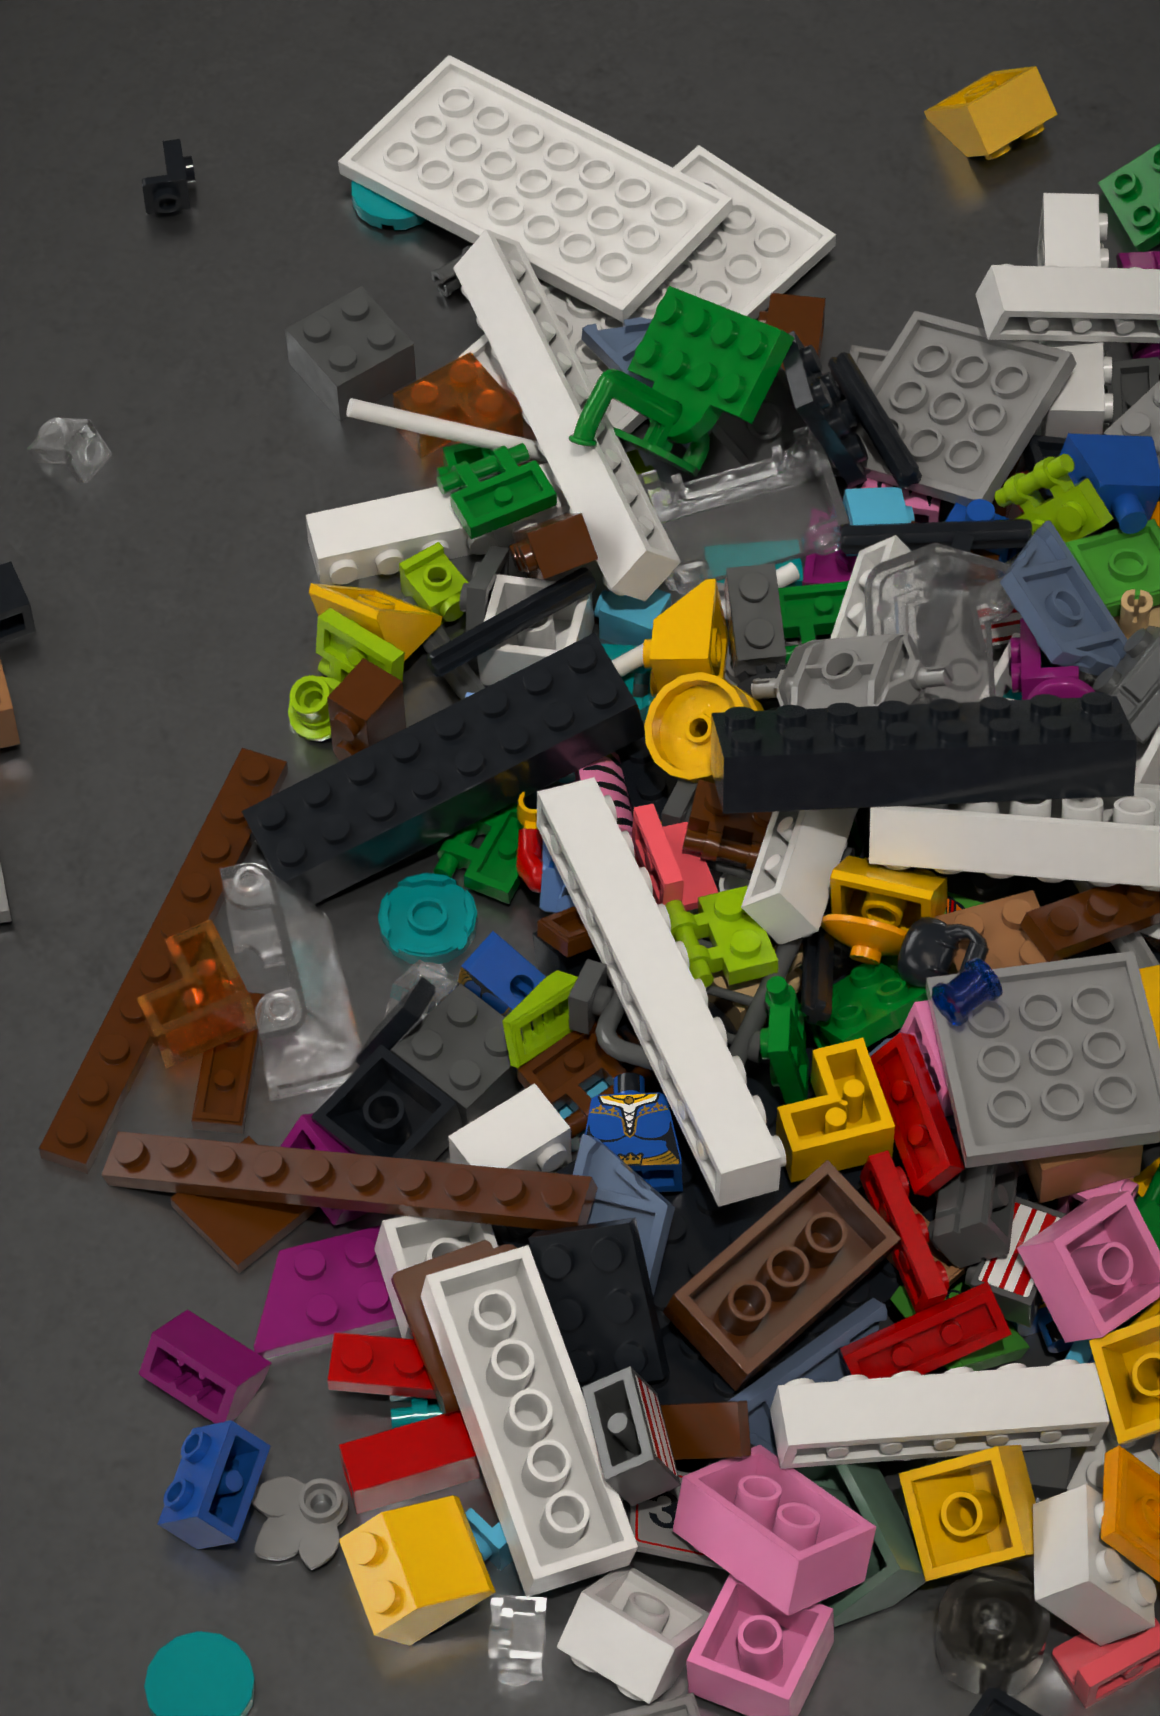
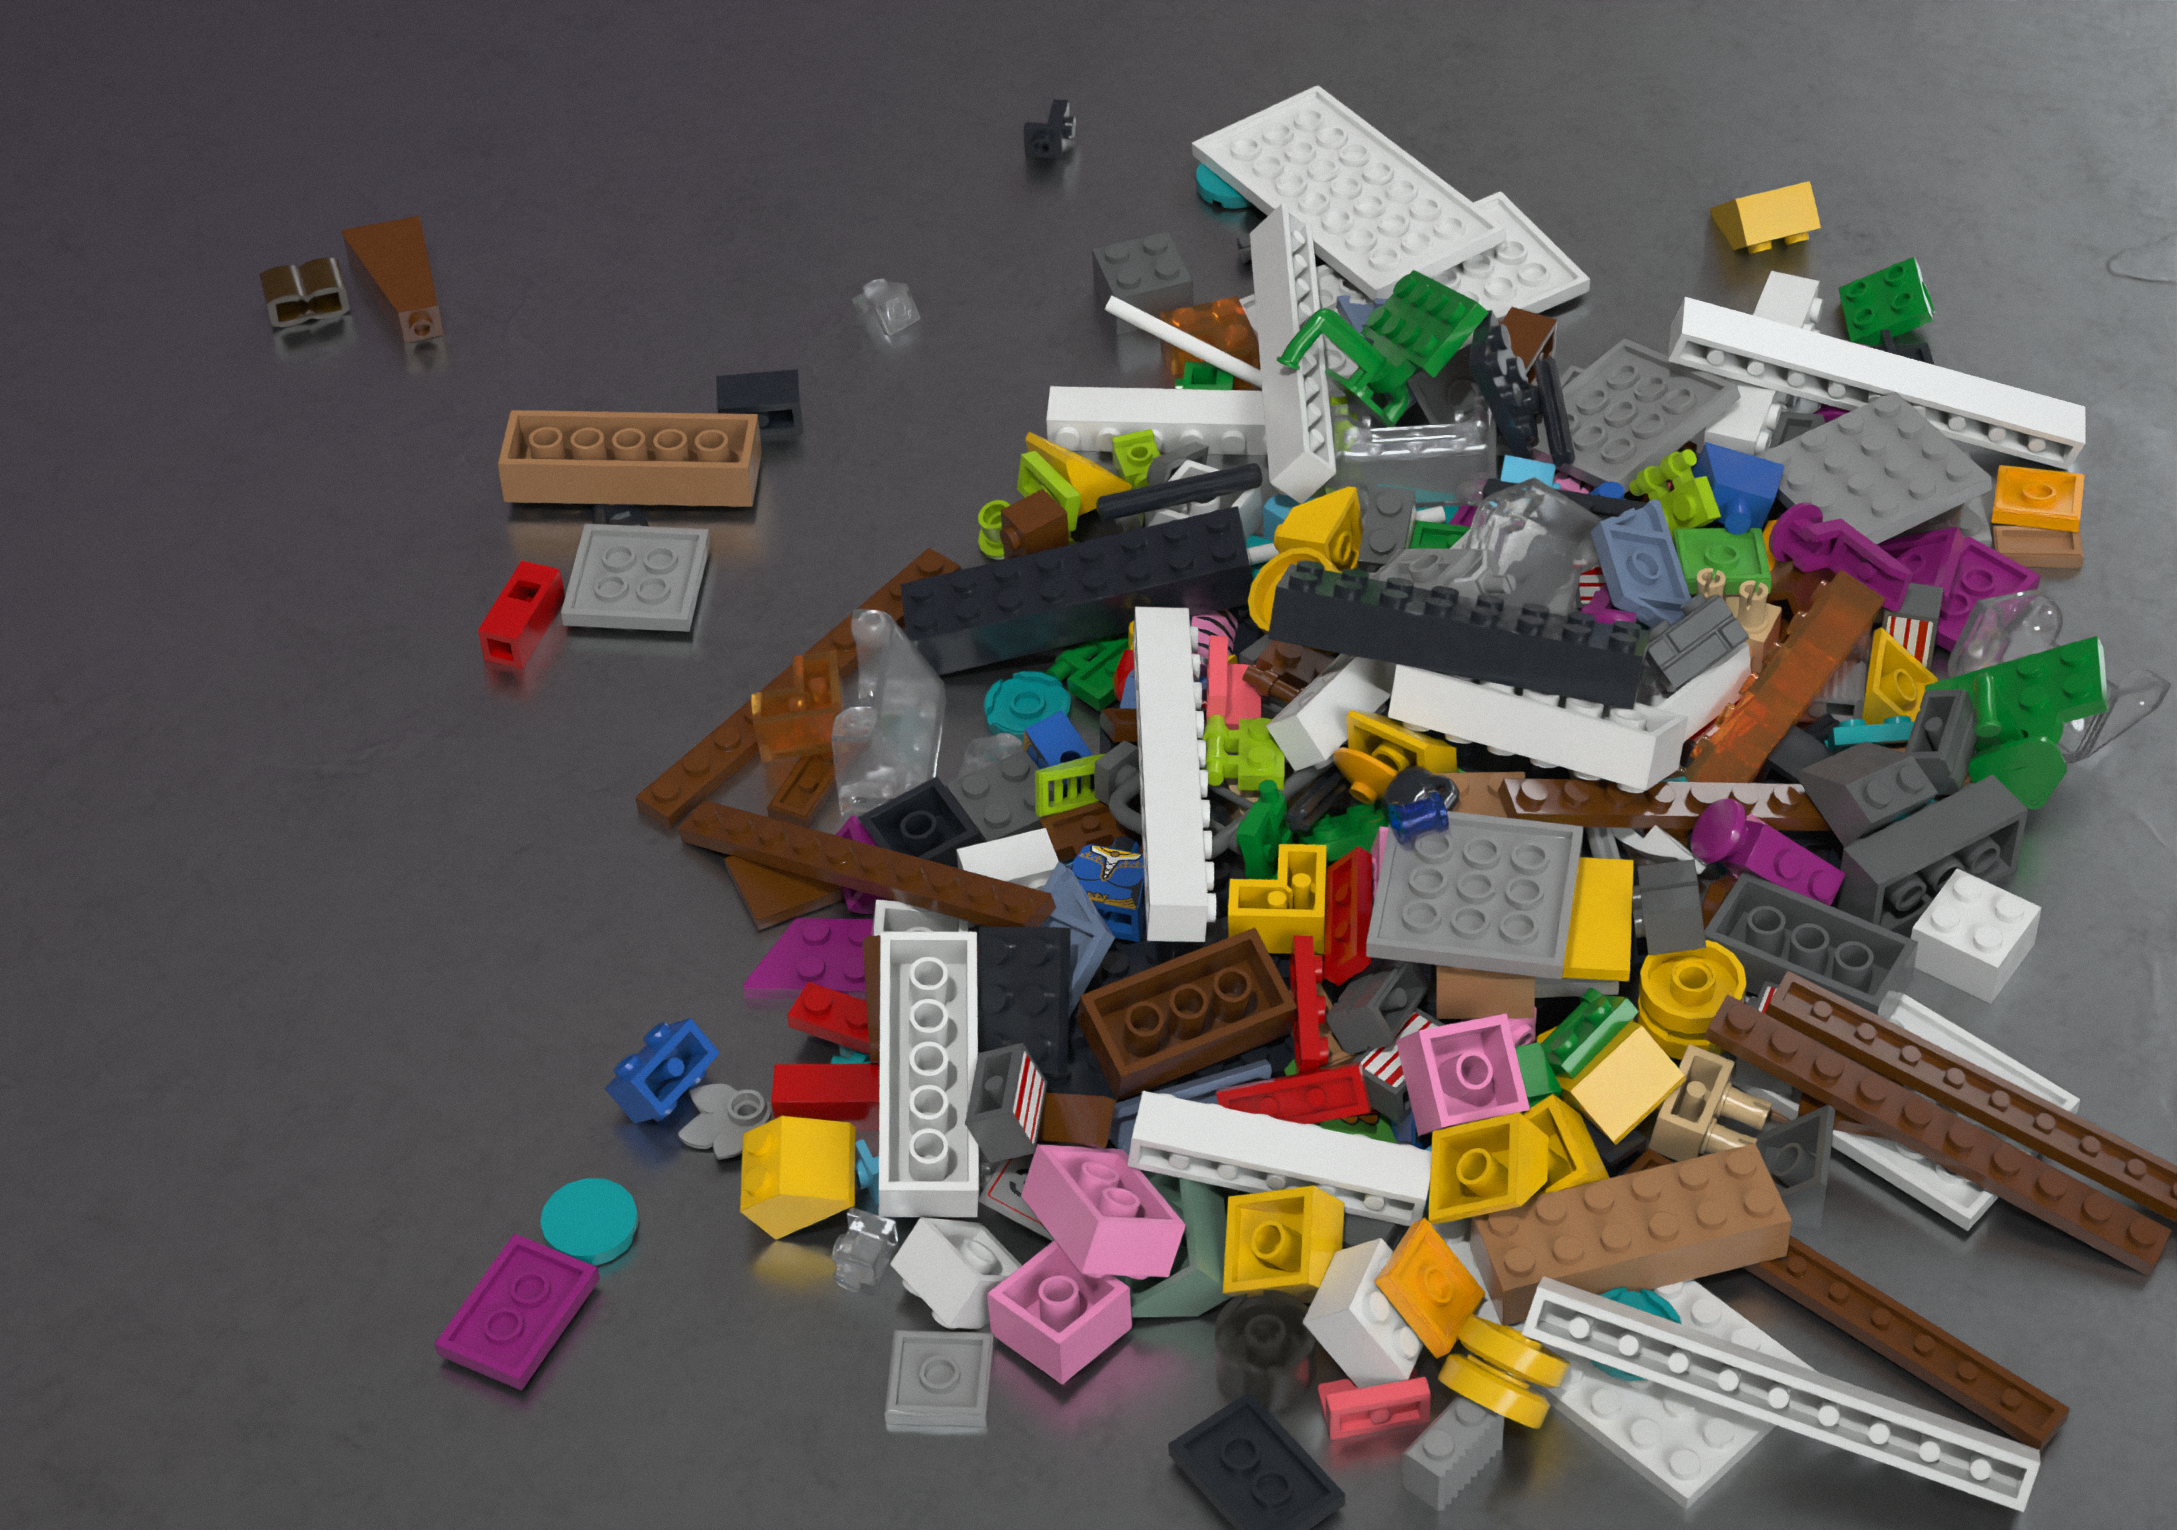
camera: 20 degrees right, 10 degrees down
(203, 1367) = (695, 986): magenta brick -> none
(400, 1019) = (967, 758): black tile -> none
(502, 498) = (1213, 398): green plate -> none
(552, 546) = (1236, 440): reddish brown brick -> none

